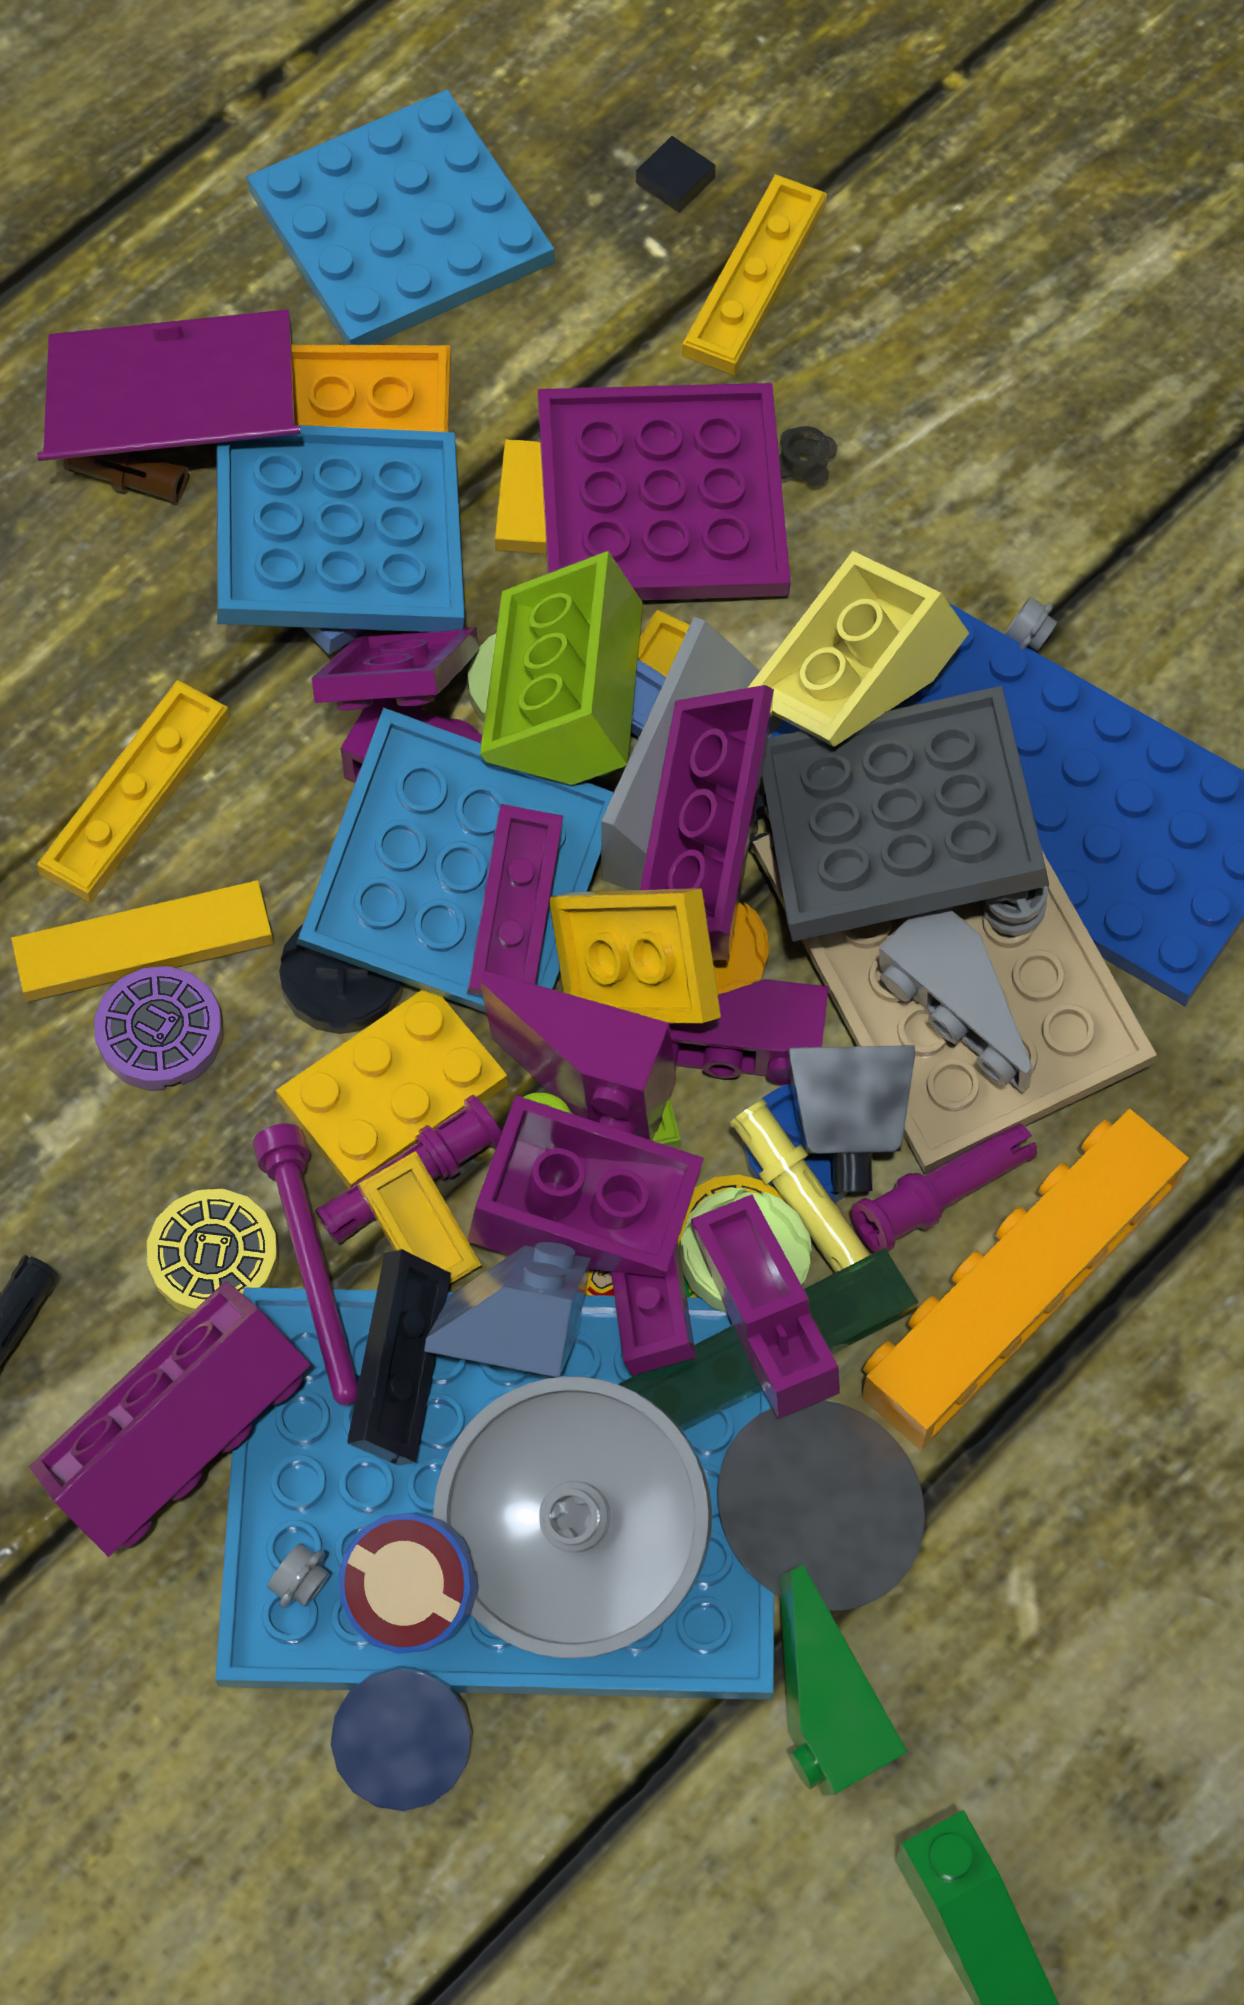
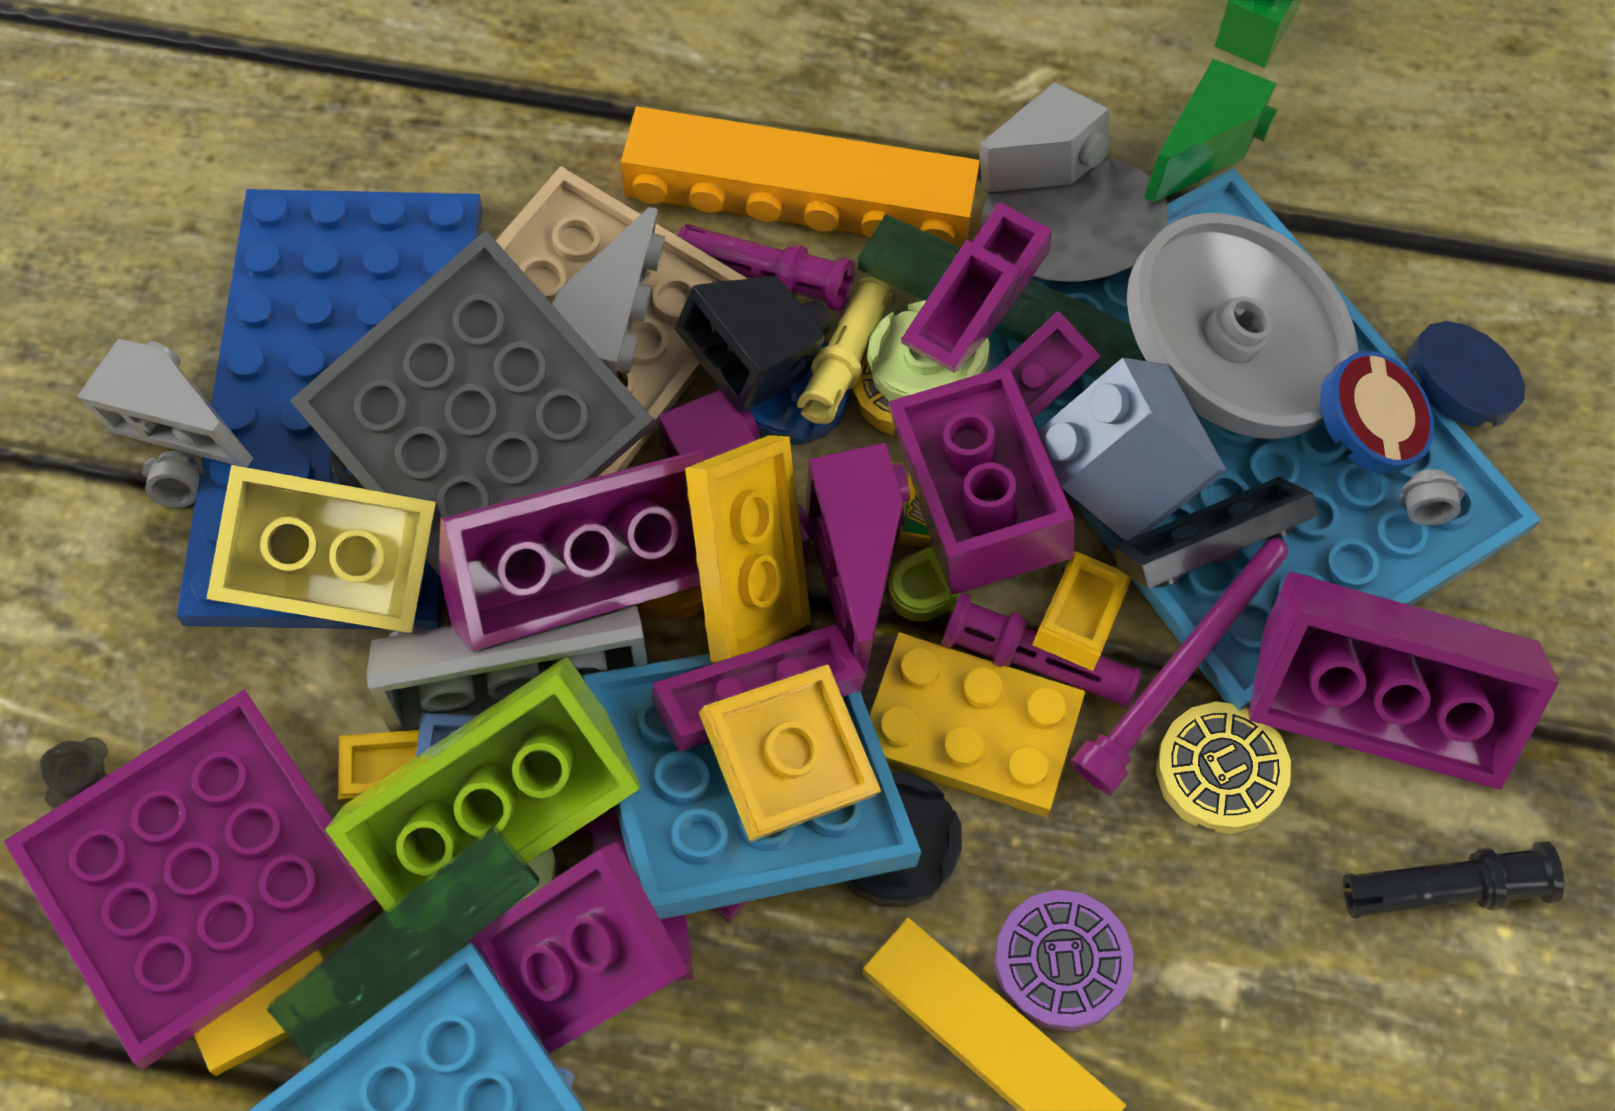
camera: 125 degrees left, 0 degrees up
(437, 879) = (789, 752): none -> yellow tile
(494, 577) = (403, 943): none -> clear green tile
(920, 1531) = (1046, 143): none -> light grey slope
(1092, 635) = (150, 399): none -> light grey slope

